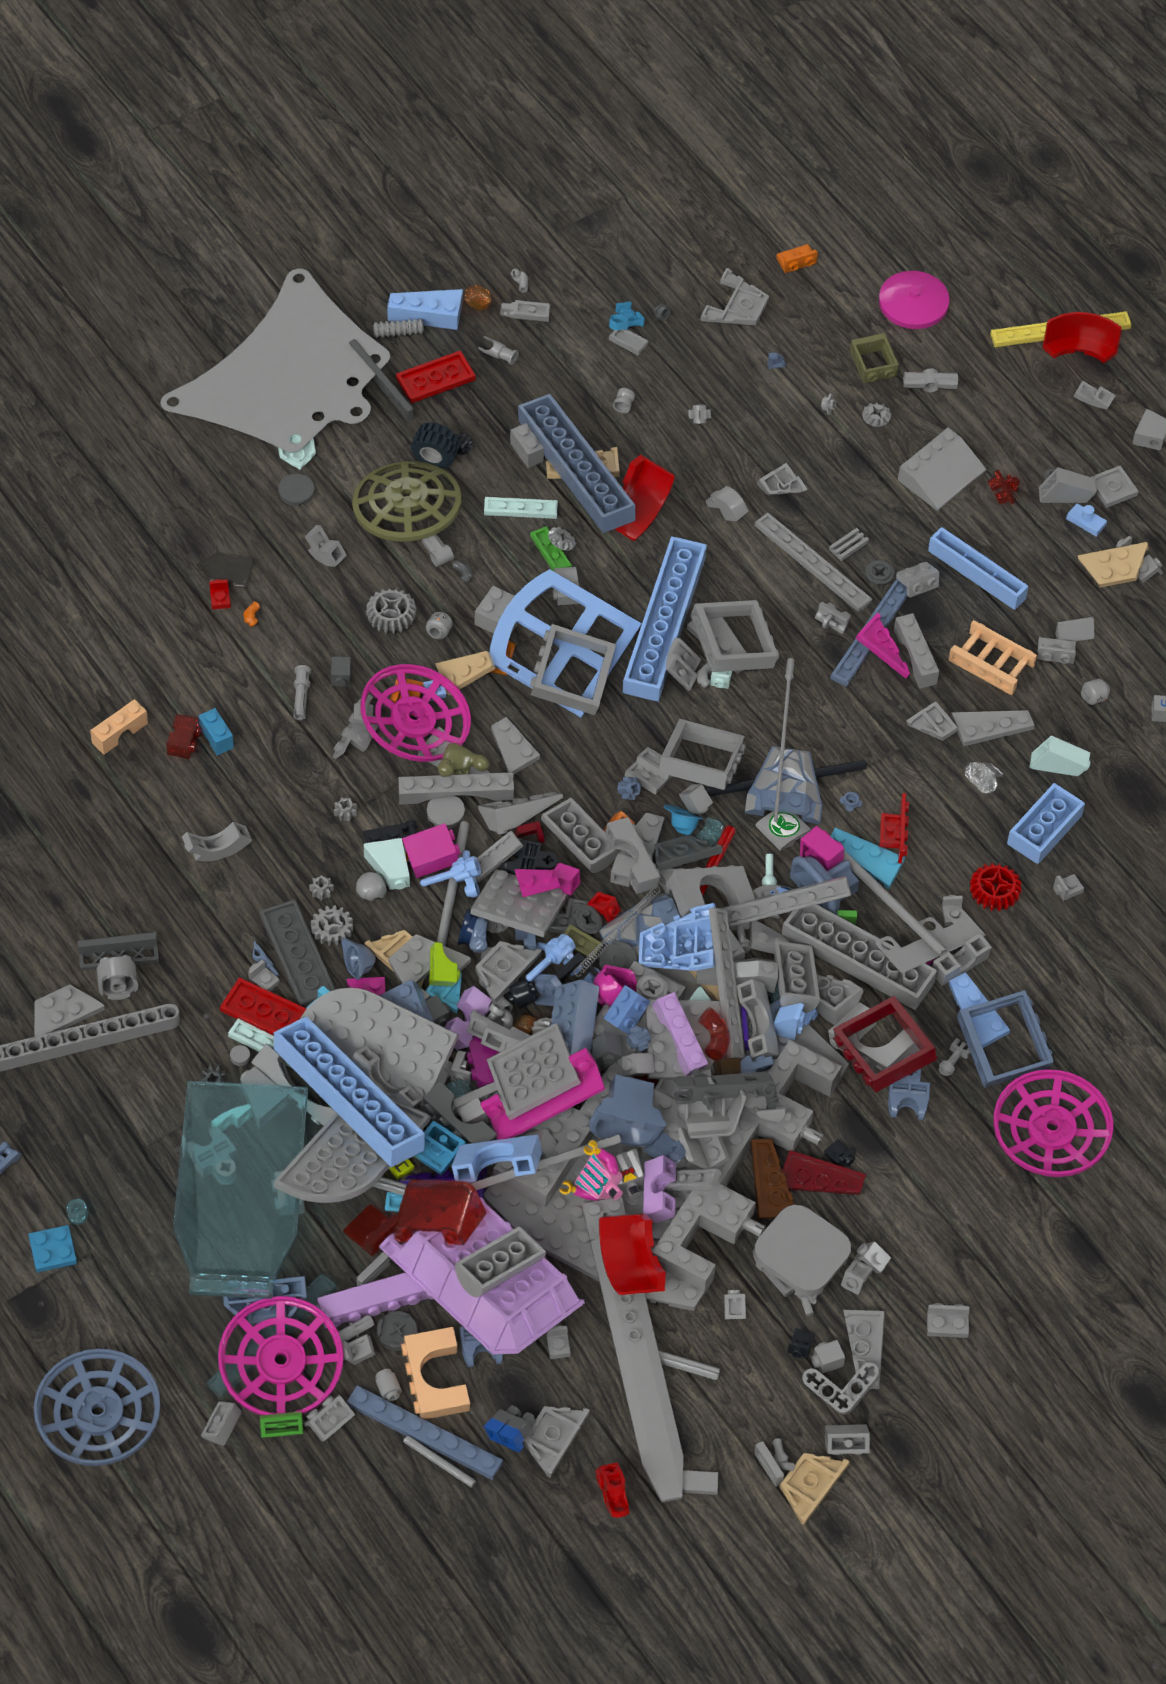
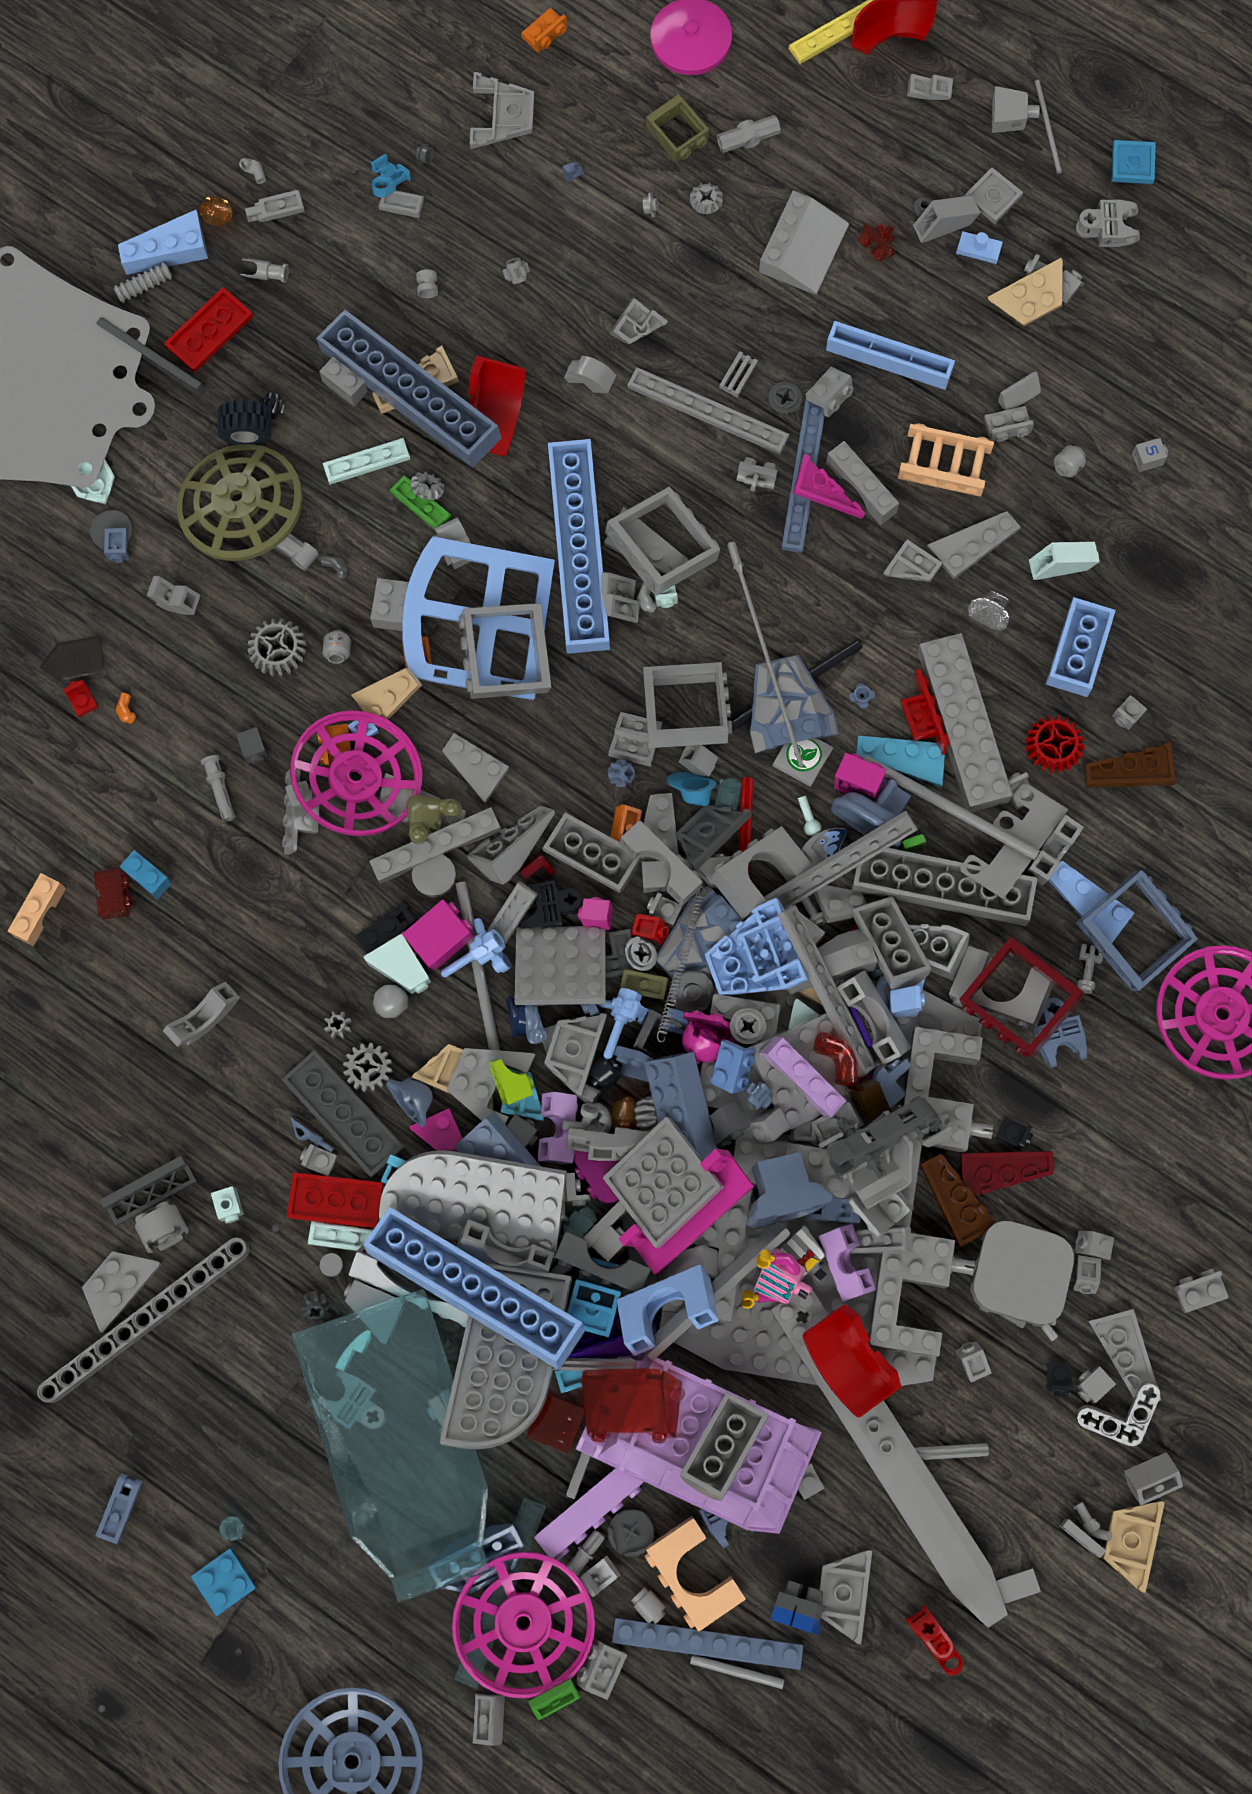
camera: 15 degrees left, 20 degrees up
(176, 982) = (227, 1204): none -> light aqua brick
(295, 498) = (116, 544): none -> sand blue bracket
(345, 809) = (329, 920): light grey gear -> none
(536, 881) = (569, 934): dark pink wing -> none
(624, 898) = (664, 909): none -> light grey bracket
(926, 846) = (966, 722): none -> light grey brick
(1058, 929) = (1141, 768): none -> reddish brown wing

